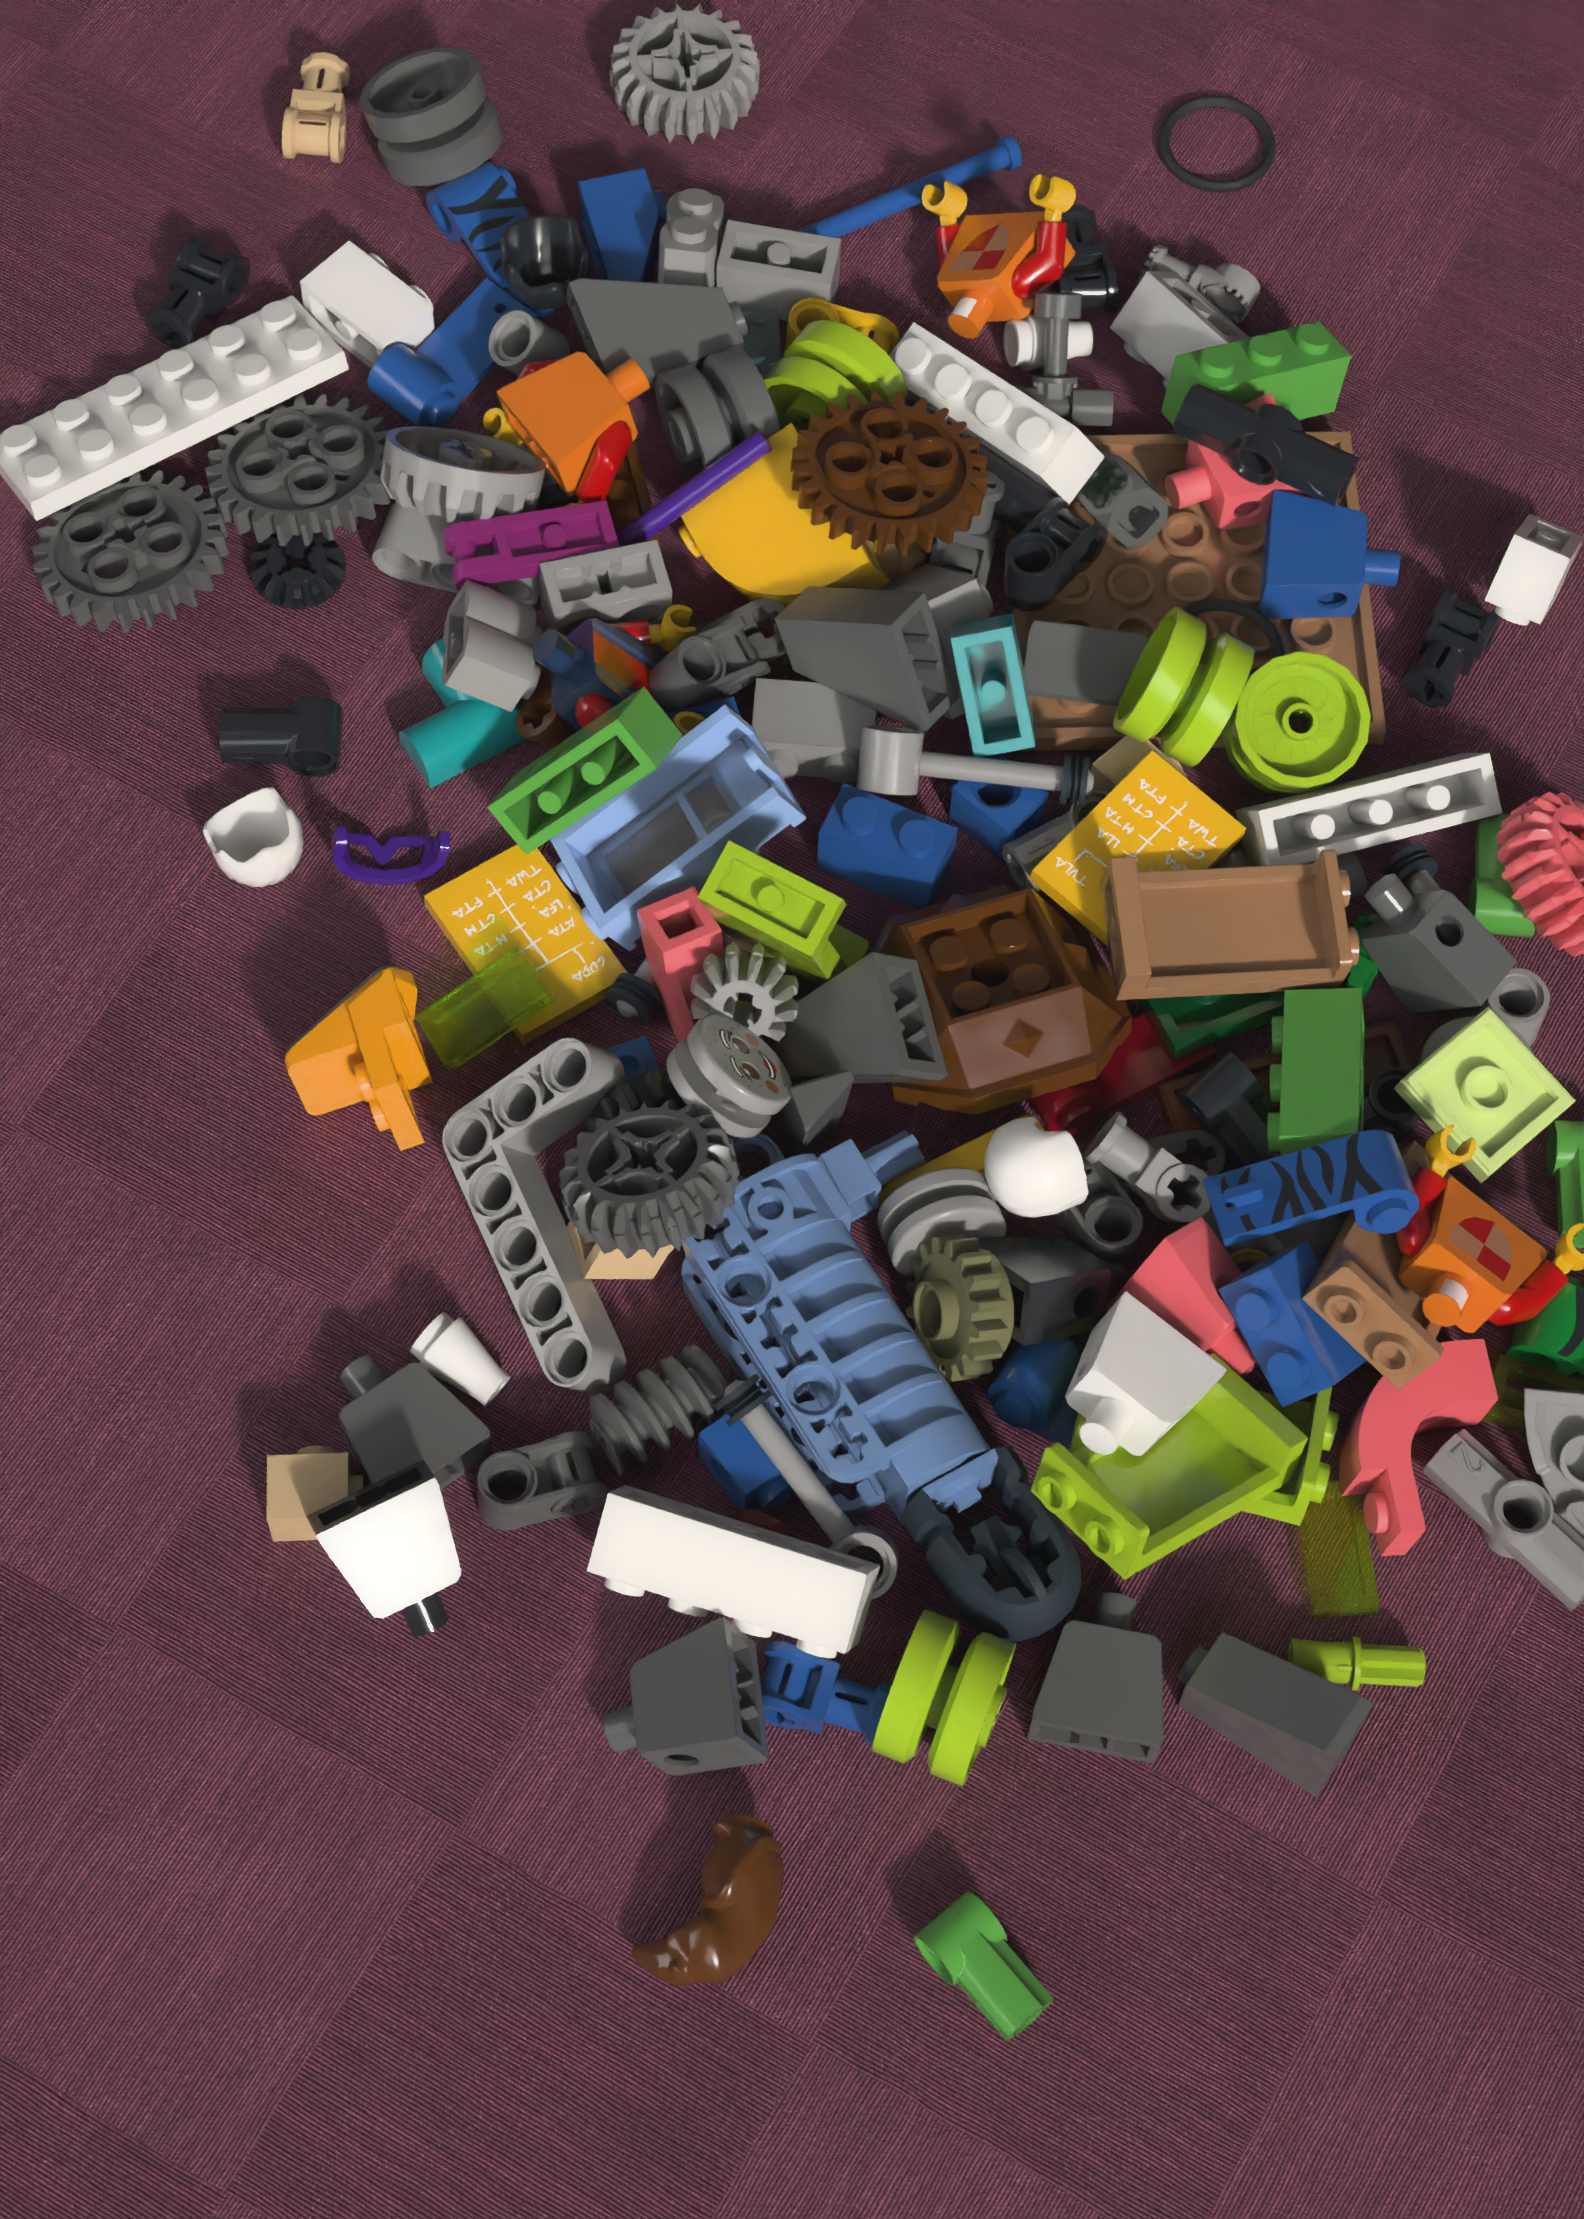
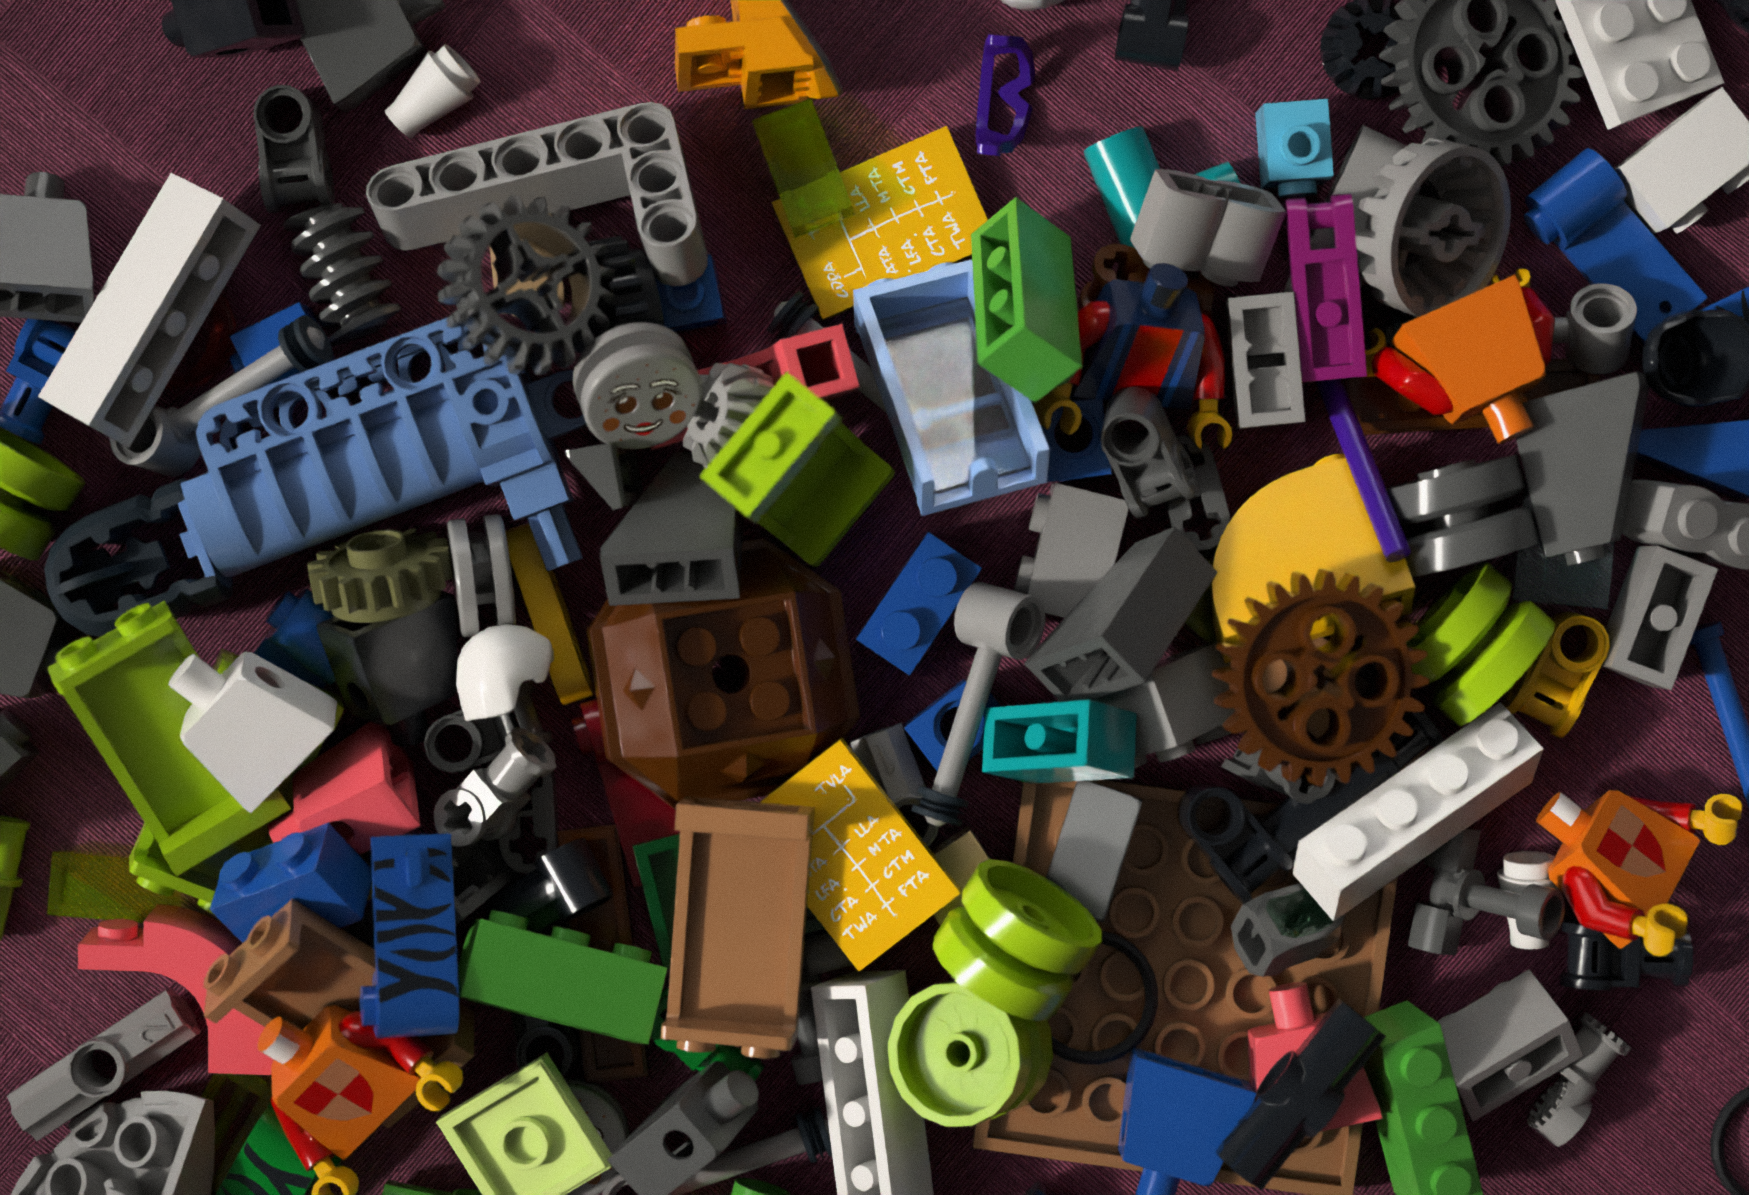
camera: 105 degrees right, 25 degrees up
(400, 607) = (1294, 146): none -> medium azure brick

